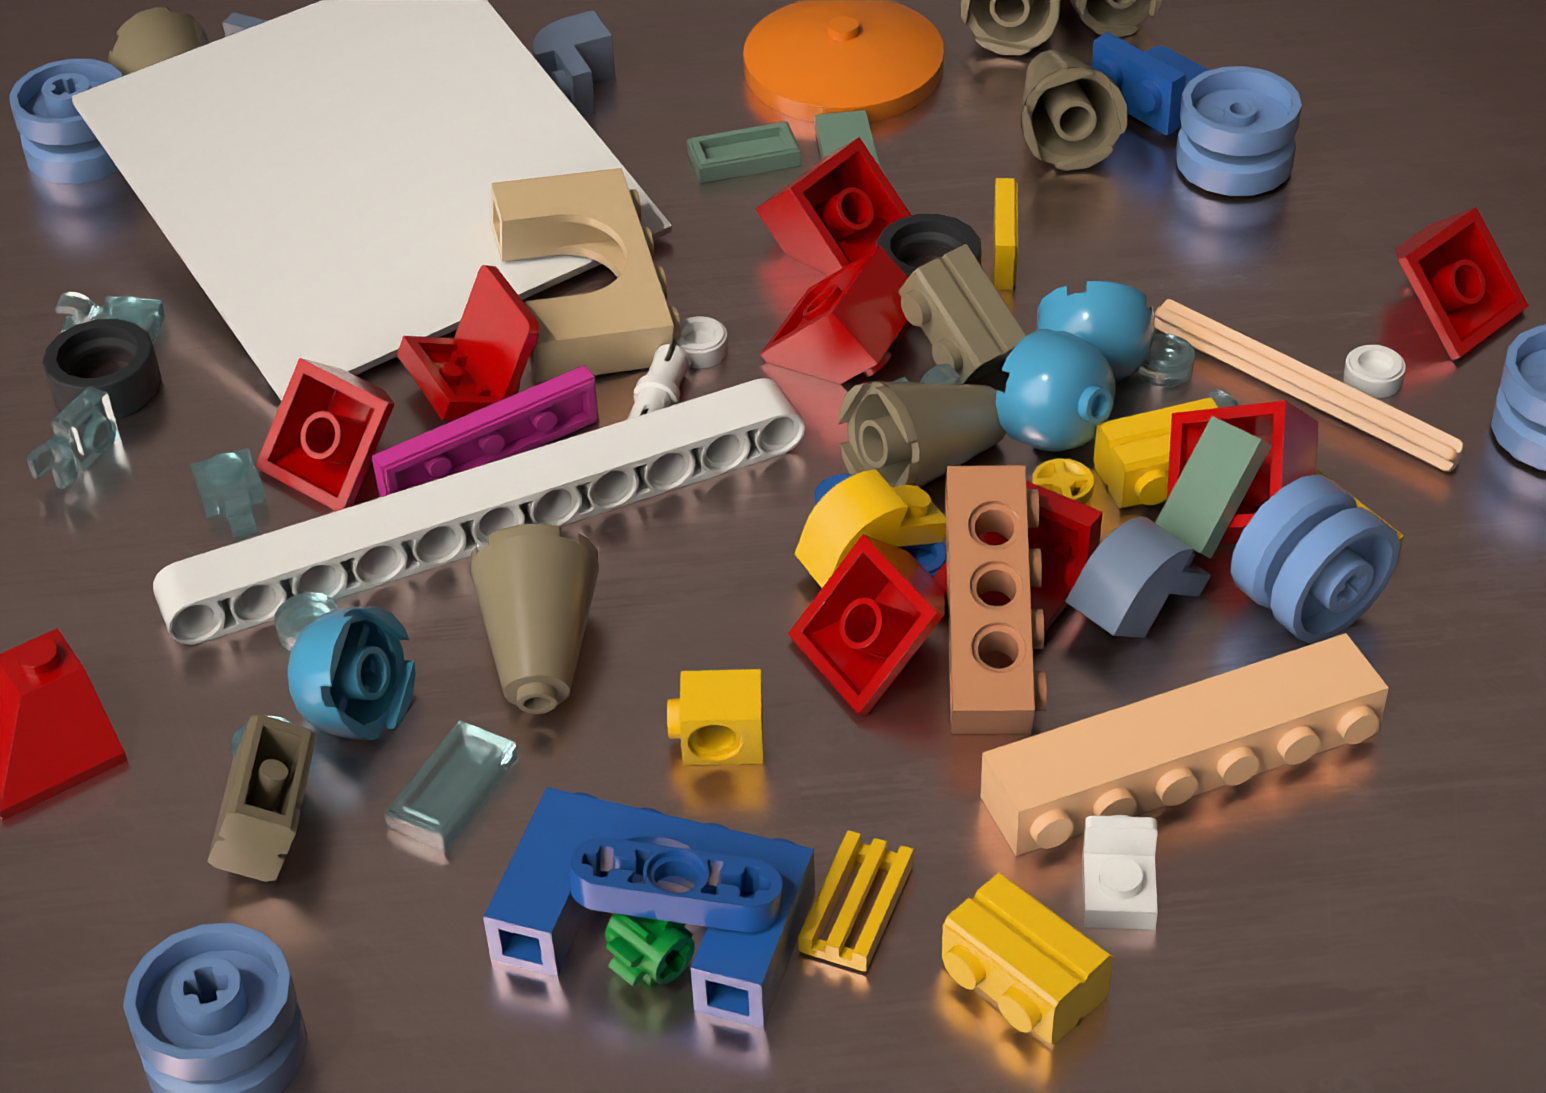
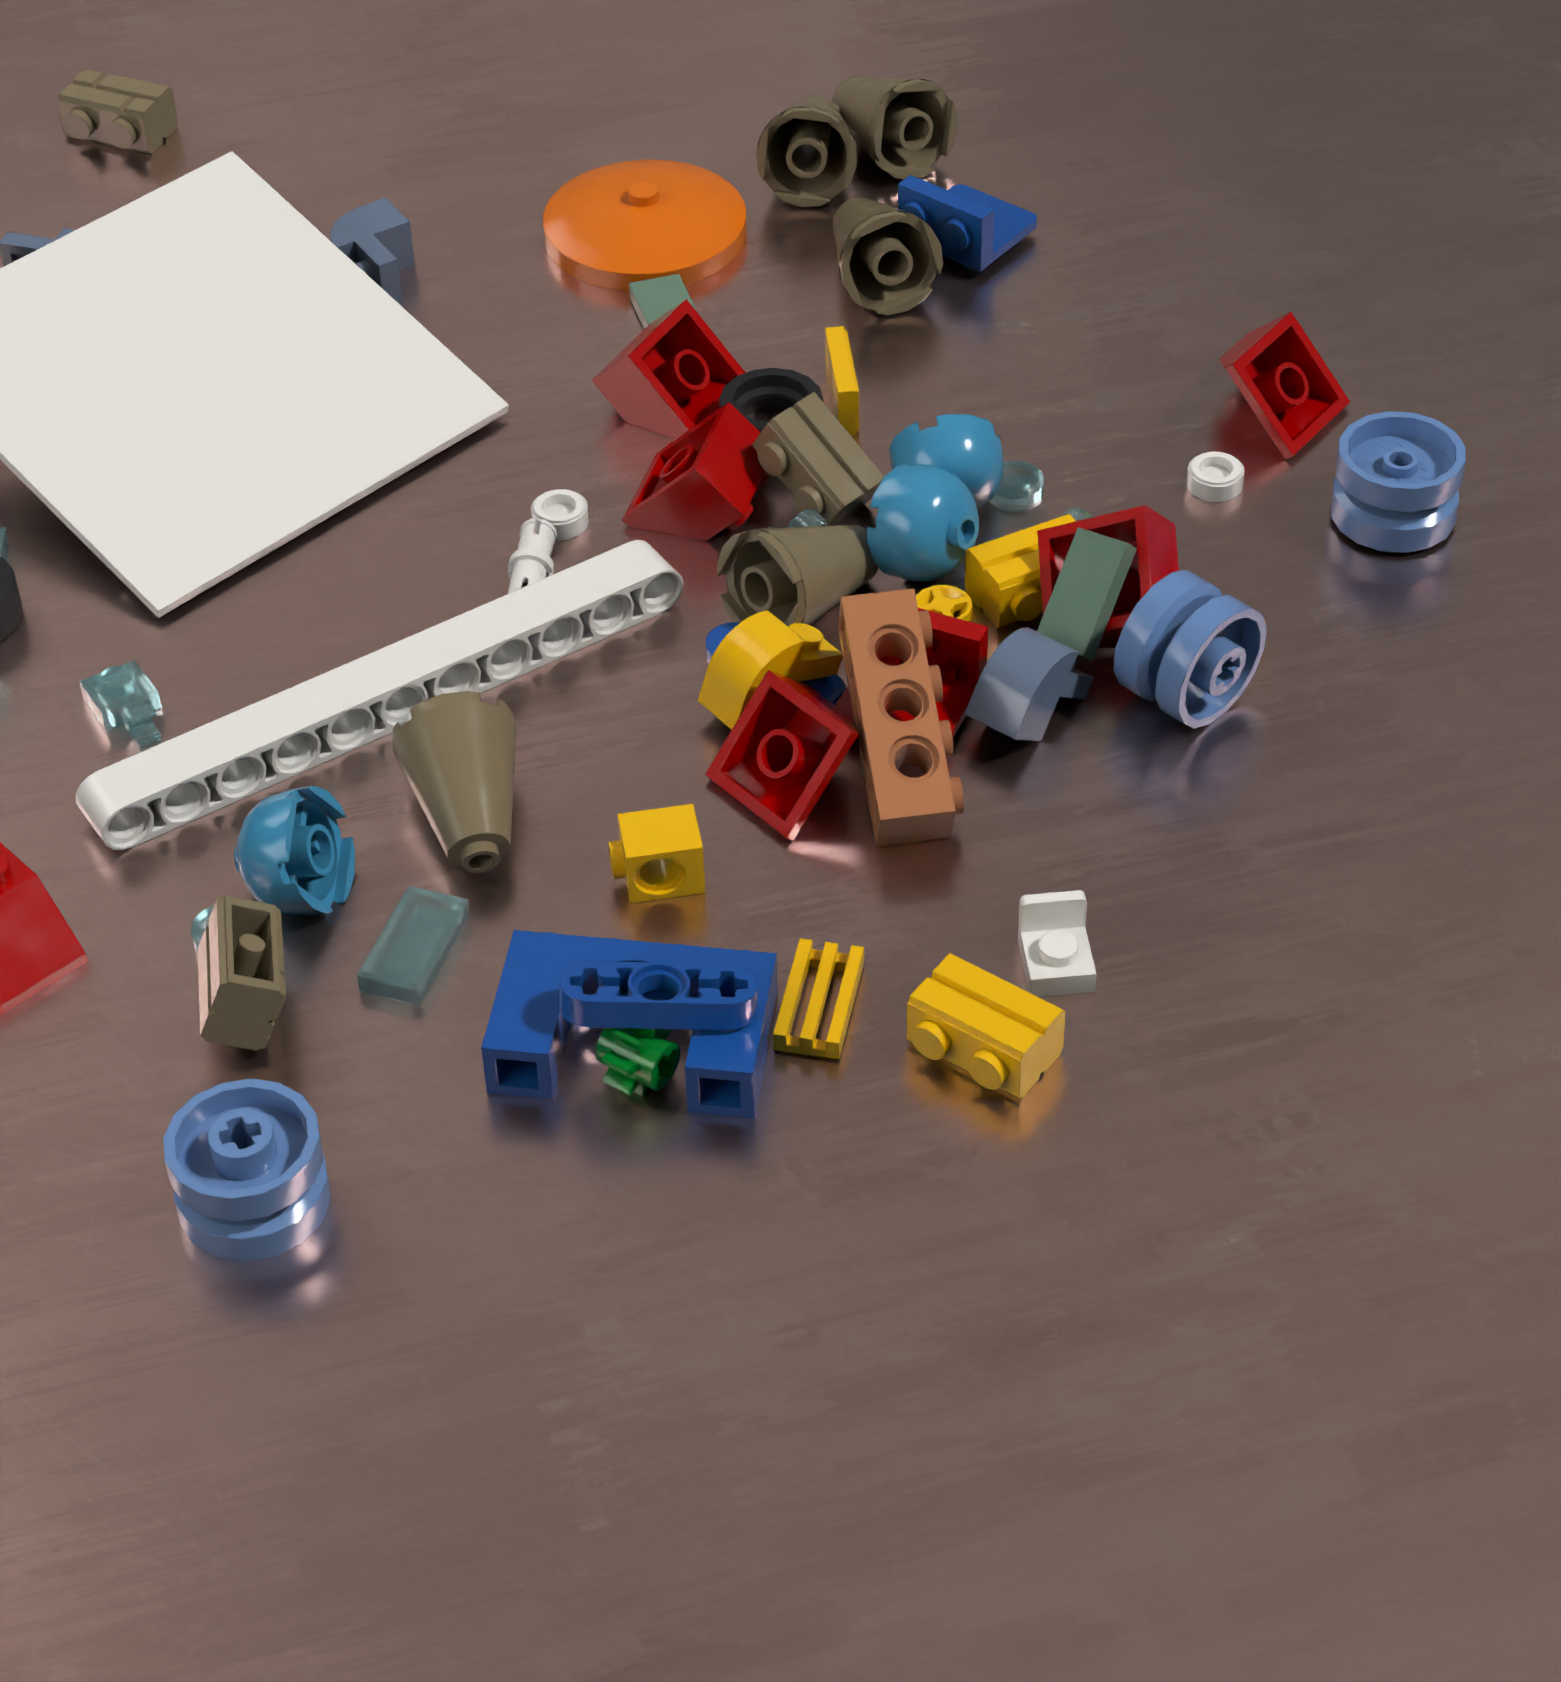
camera: 10 degrees left, 0 degrees up
(298, 613) = (226, 812): clear light blue tile -> none
(325, 433) = (212, 638): red slope -> none
(483, 357) = (355, 546): red bracket -> none
(491, 433) = (377, 619): dark pink tile -> none
(600, 220) = (443, 406): tan arch -> none
(743, 152) = (563, 326): sand green tile -> none
(1182, 743) = (1093, 826): light nougat brick -> none
(1238, 130) = (1051, 260): medium blue wheel -> none
(1311, 386) = (1159, 495): light nougat axle -> none

